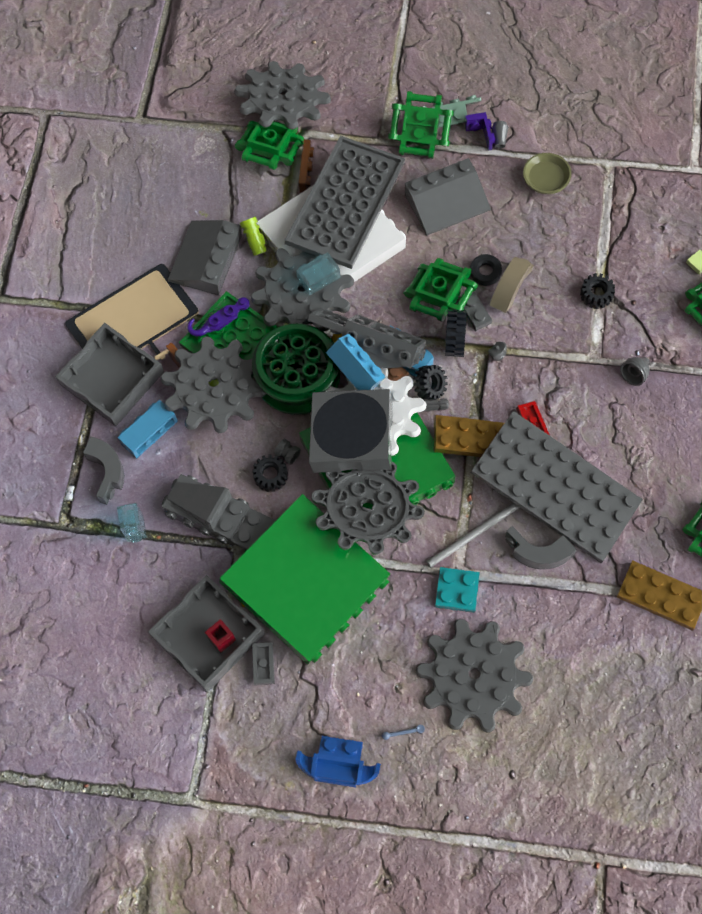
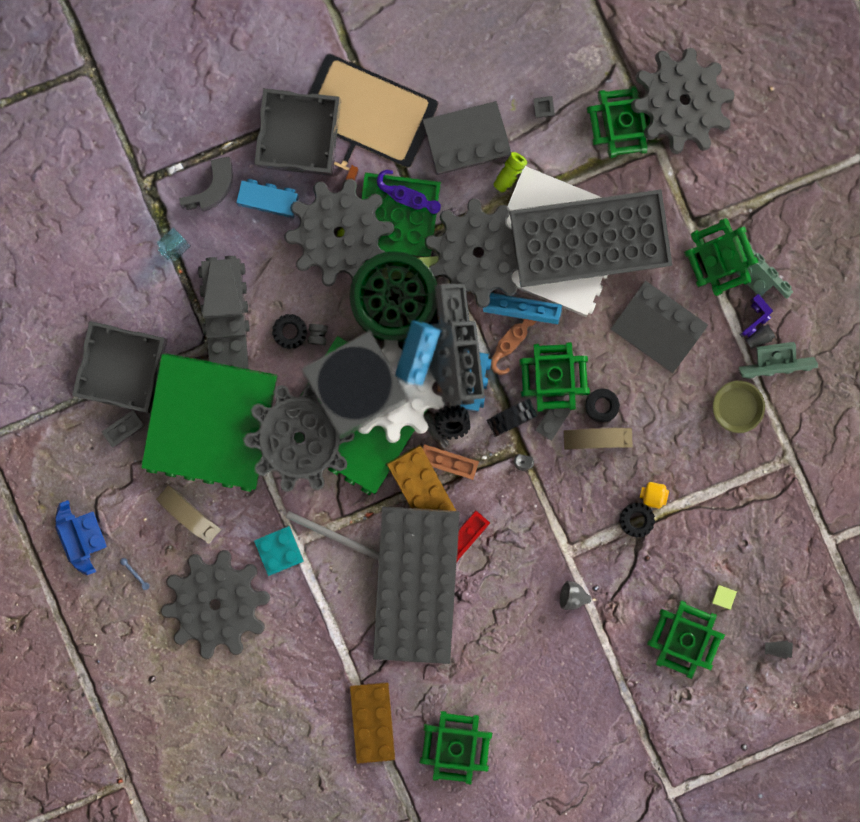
camera: 55 degrees right, 20 degrees up
(220, 190) = (543, 107): none -> dark grey plate
(220, 635) = (121, 381): dark red brick -> none
(306, 166) = (617, 172): reddish brown plate -> none
(318, 273) = (494, 262): clear light blue brick -> none
(371, 281) = (524, 308): none -> dark azure plate
(376, 645) = (188, 514): none -> dark tan arch
(389, 306) = (509, 343): none -> nougat piece
(466, 402) = (451, 462): none -> nougat plate
(524, 132) = (777, 359): none -> sand green bracket
(539, 557) = (347, 609): dark grey arch -> none
(584, 266) = (654, 495): none -> yellow head

